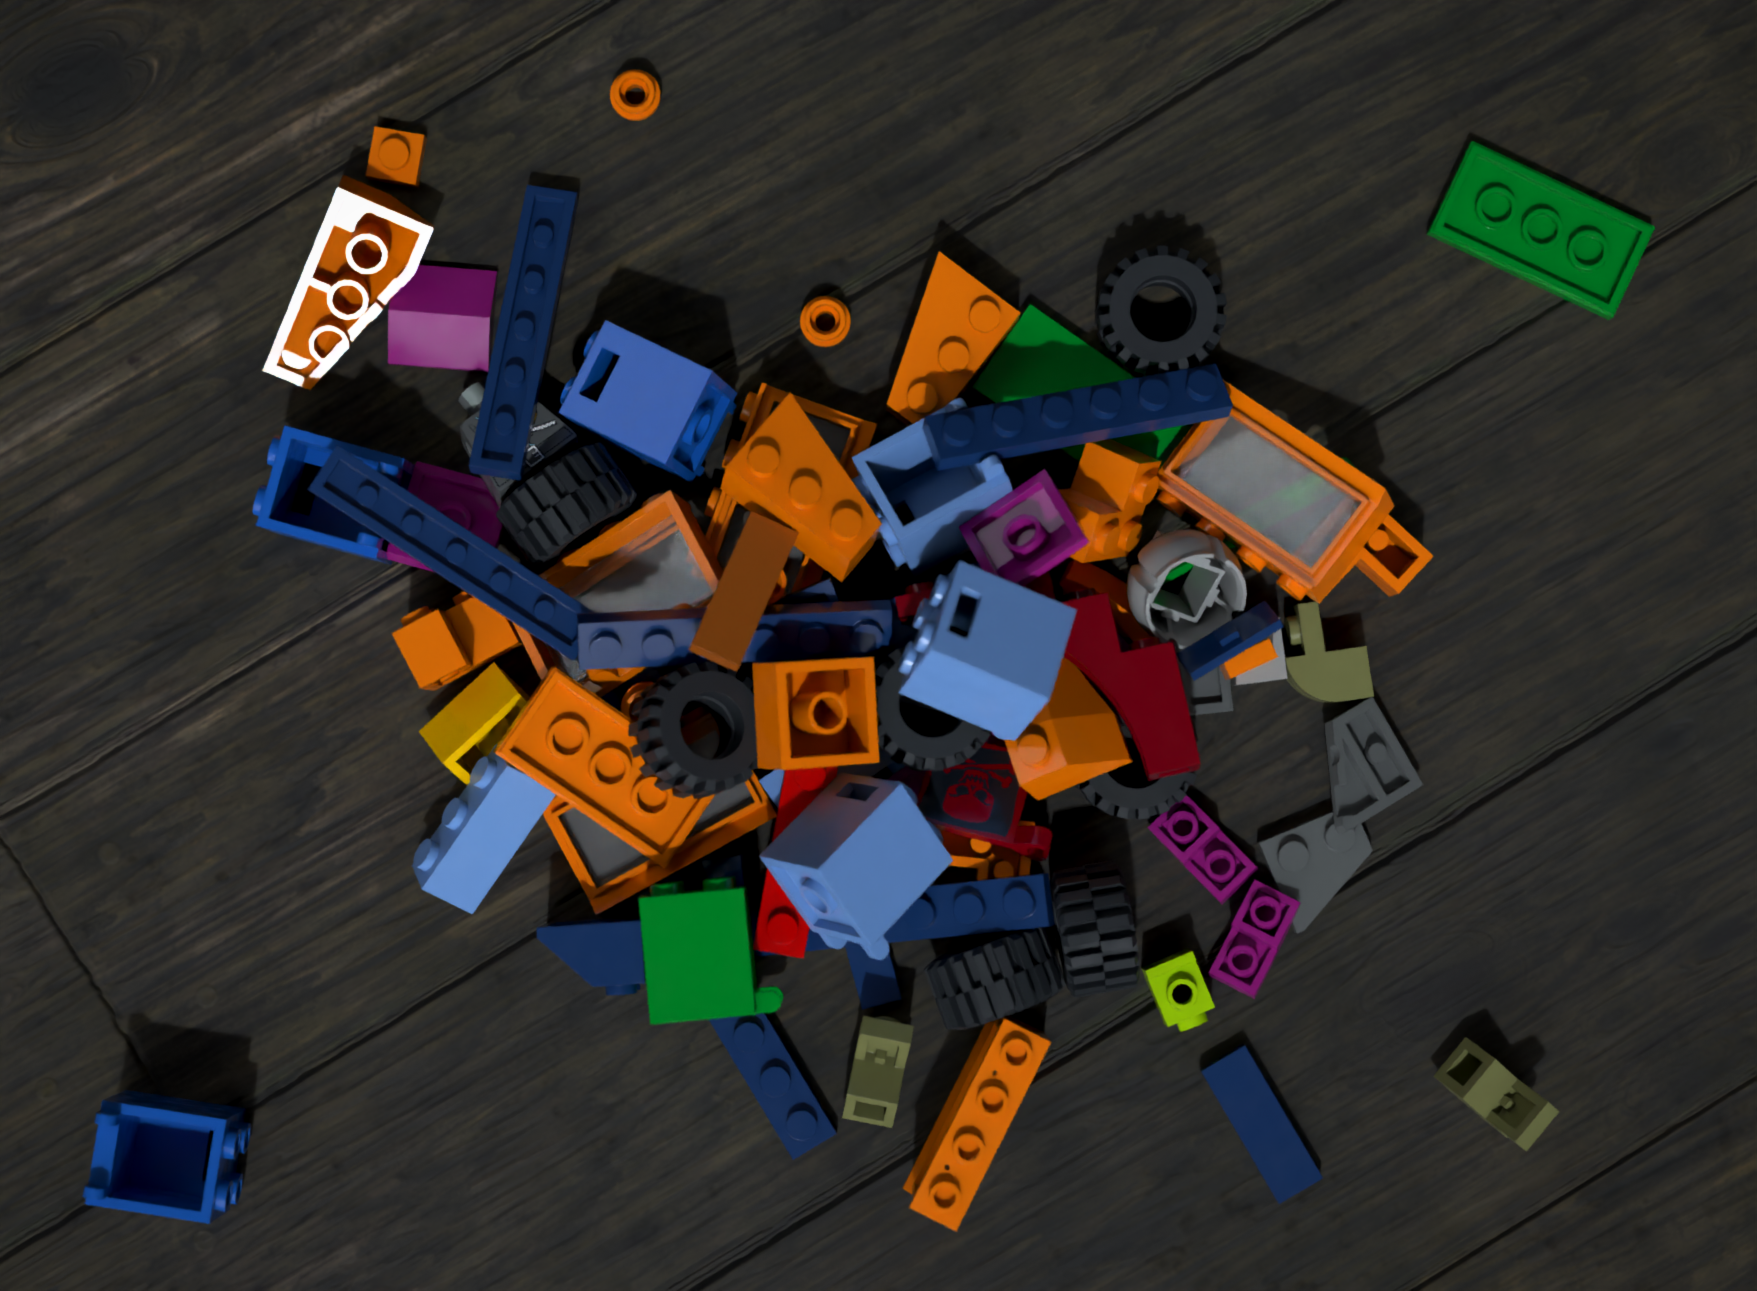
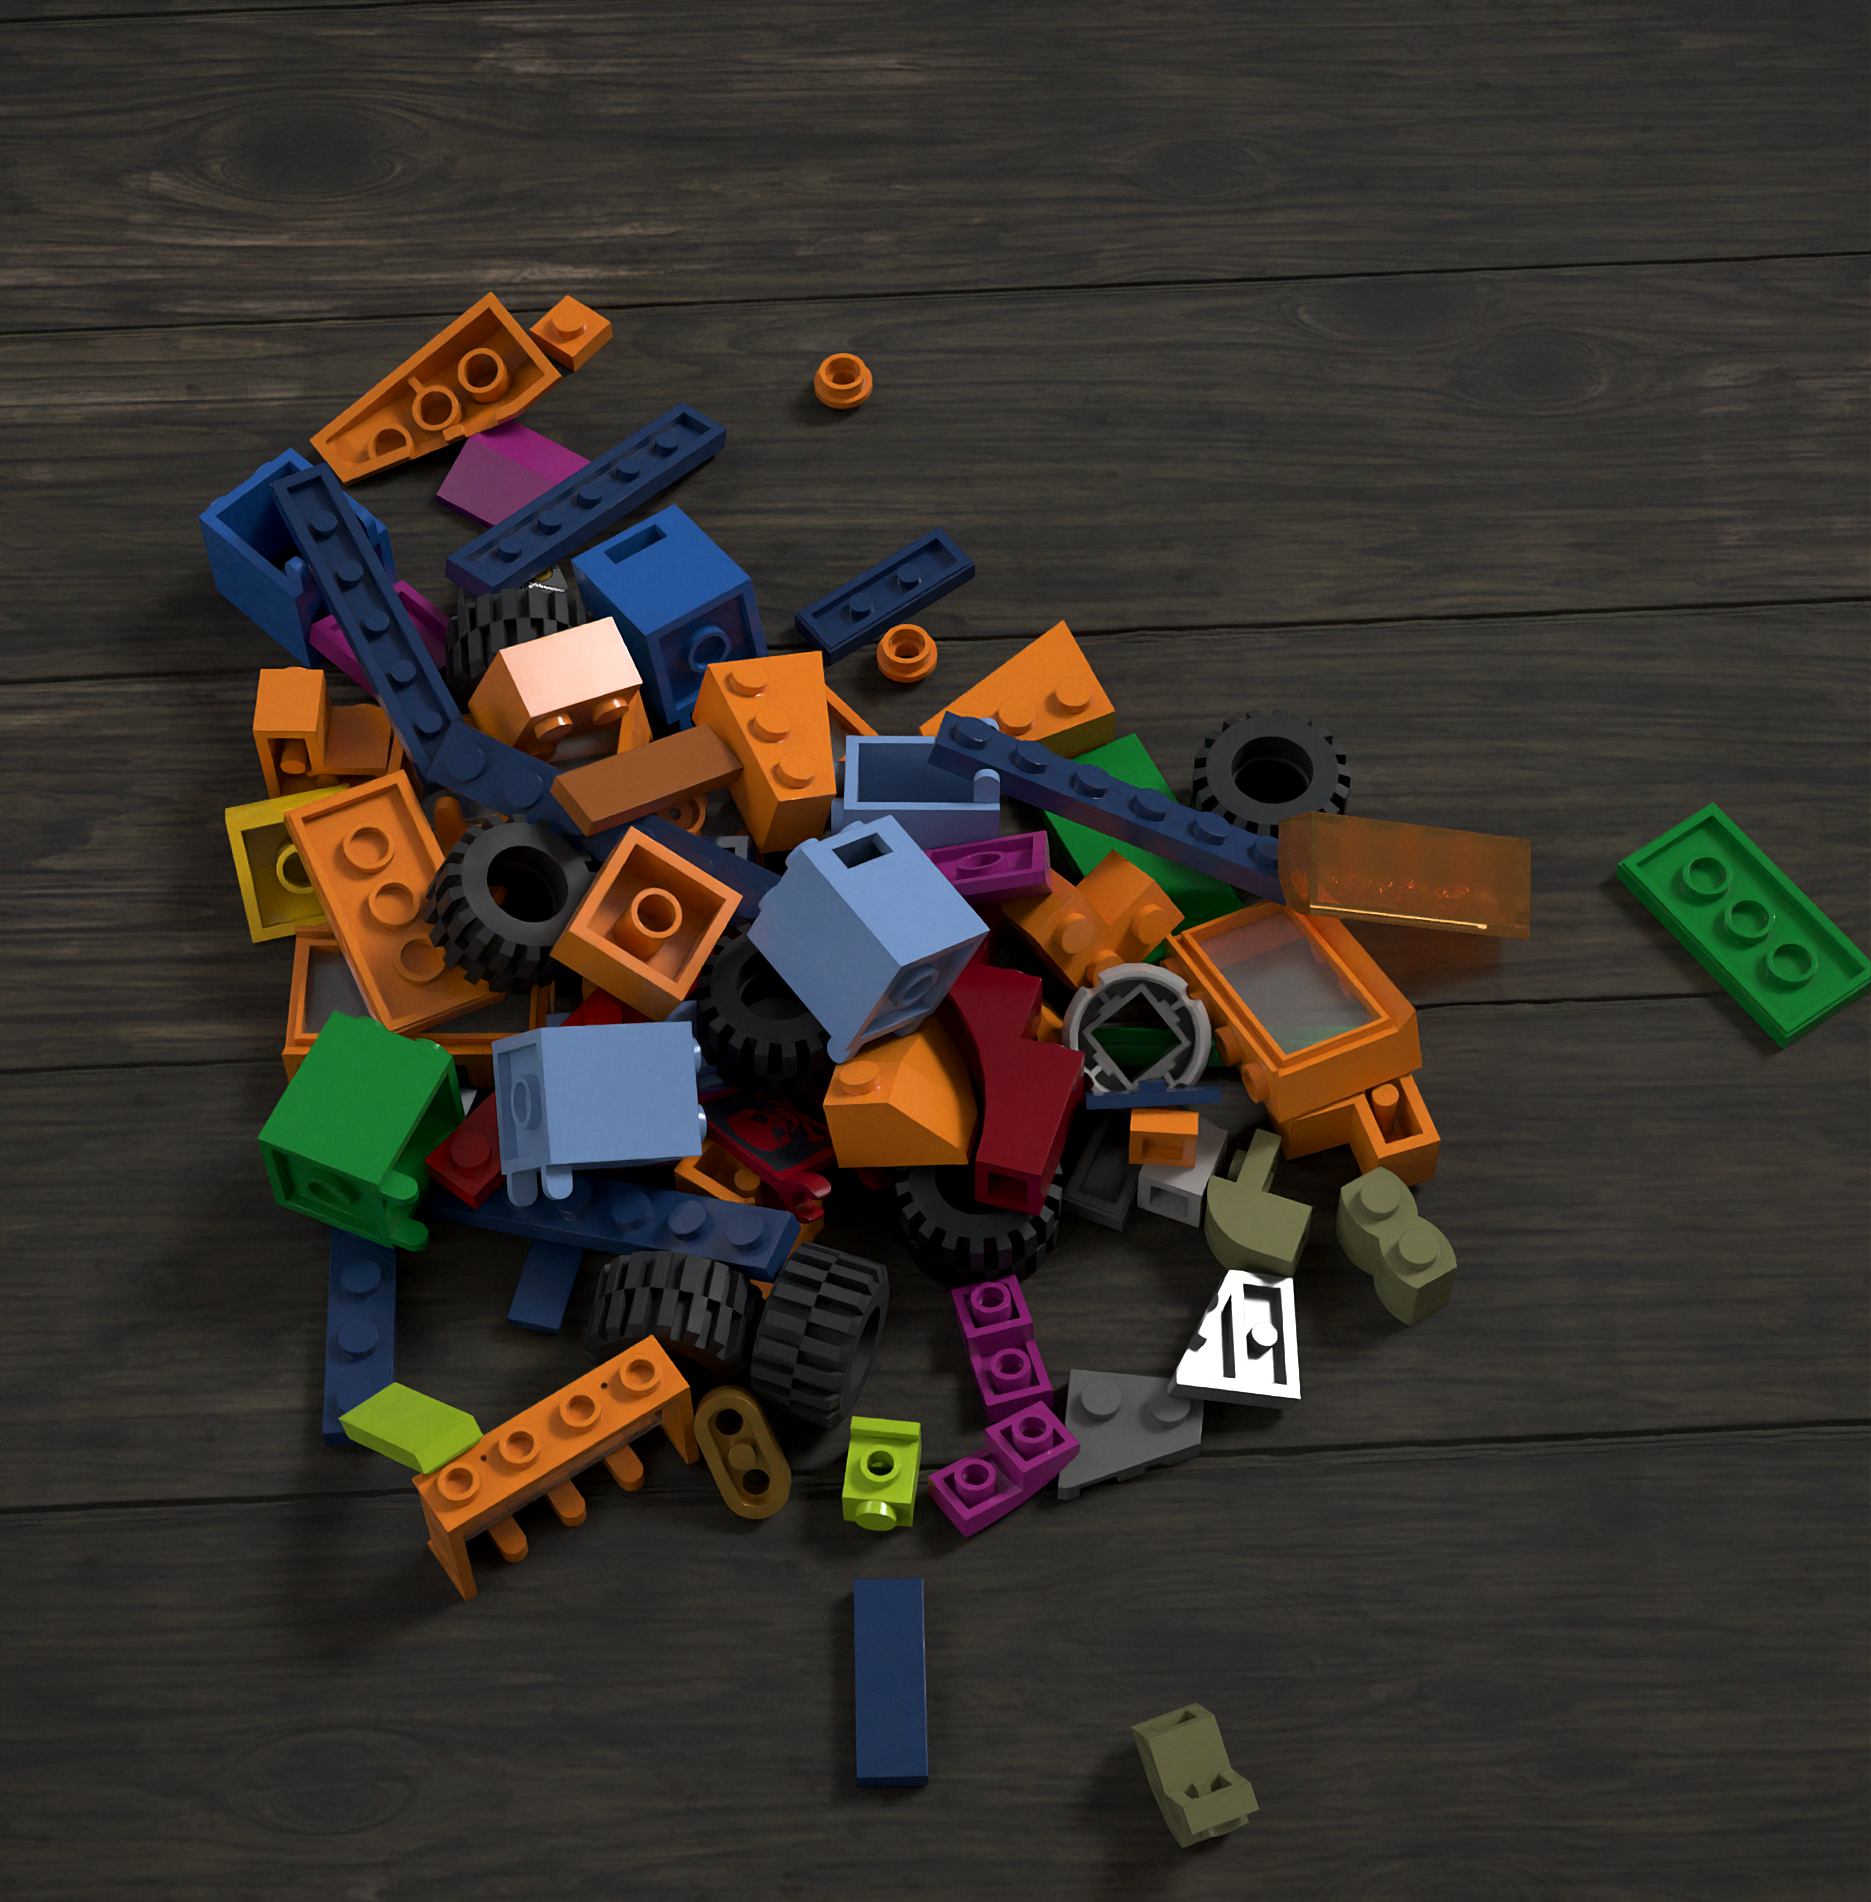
camera: 30 degrees right, 30 degrees down
(480, 833) = (220, 917): medium blue brick -> none
(600, 951) = (253, 1073): dark blue slope -> none
(623, 554) = (555, 682): none -> brick
(777, 273) = (884, 595): none -> dark blue tile
(872, 1155) = (411, 1428): none -> lime tile
(877, 1071) = (494, 1366): olive brick -> none
(1084, 1030) = (741, 1448): none -> pearl gold plate
(1303, 350) = (1405, 875): none -> clear orange brick
(1441, 644) = (1402, 1251): none -> olive brick

